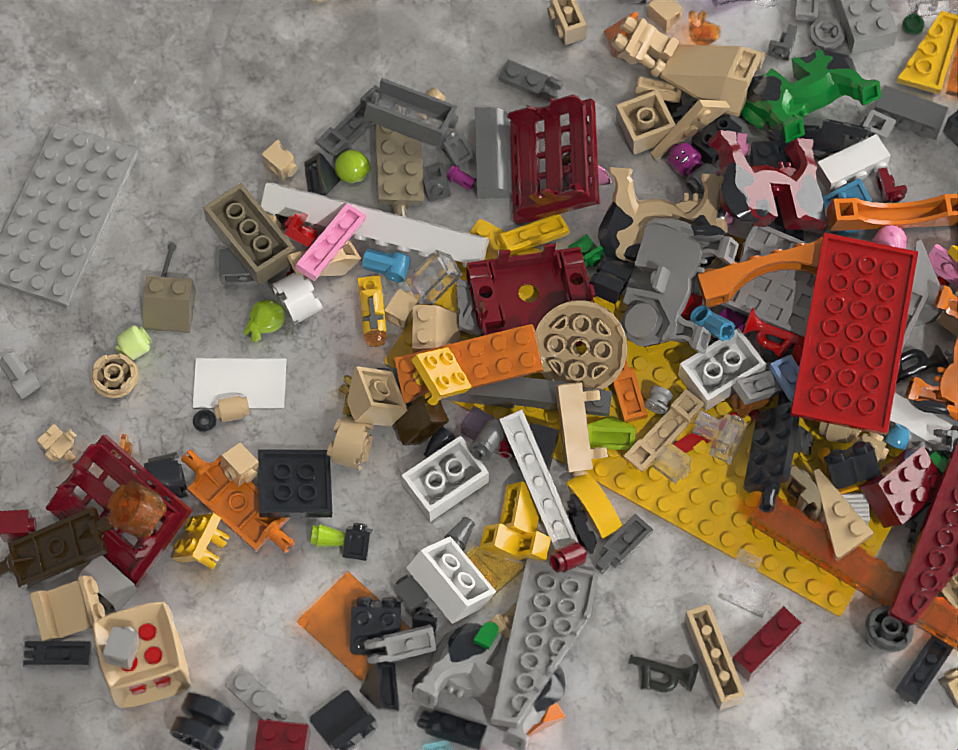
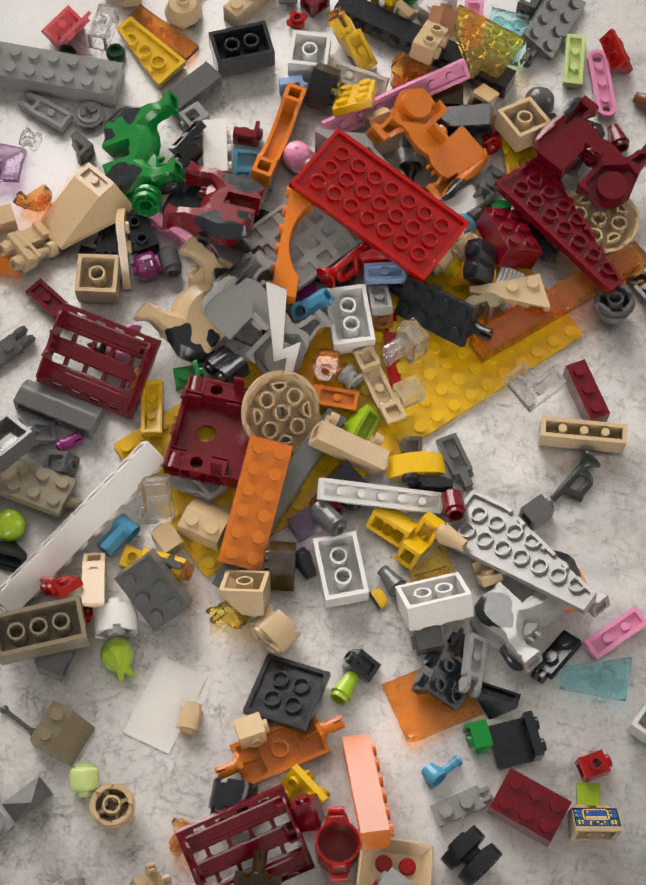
camera: 70 degrees left, 0 degrees up
(97, 305) = (27, 799): none -> dark grey slope
(135, 509) = (266, 829): clear orange brick -> none
(157, 583) = (337, 844): none -> red container
(174, 545) = (307, 812): none -> dark red brick
(201, 415) = (188, 740): black plate -> none
(215, 590) = (366, 792): none -> brick
(274, 659) = (435, 775): none -> dark azure bar
(330, 242) = (87, 564): bright pink plate -> none
(331, 684) = (478, 737): none -> green brick
(338, 314) = (153, 589): none -> dark grey brick
(437, 530) = (378, 598): none -> yellow piece
(440, 374) = (261, 524): yellow plate -> none
(487, 635) = (496, 592): green piece -> none
(527, 566) = (450, 537): none -> tan cone
(602, 91) = (46, 298): none -> dark red hinge
(604, 646) = (537, 512): none -> dark grey brick
(616, 492) = (411, 444): none -> dark grey tile
(659, 369) = (326, 365): none -> clear orange brick
(667, 90) = (68, 259): tan plate -> none
(686, 285) = (277, 306): none -> white sticker
(749, 122) = (146, 200): none -> green wheel

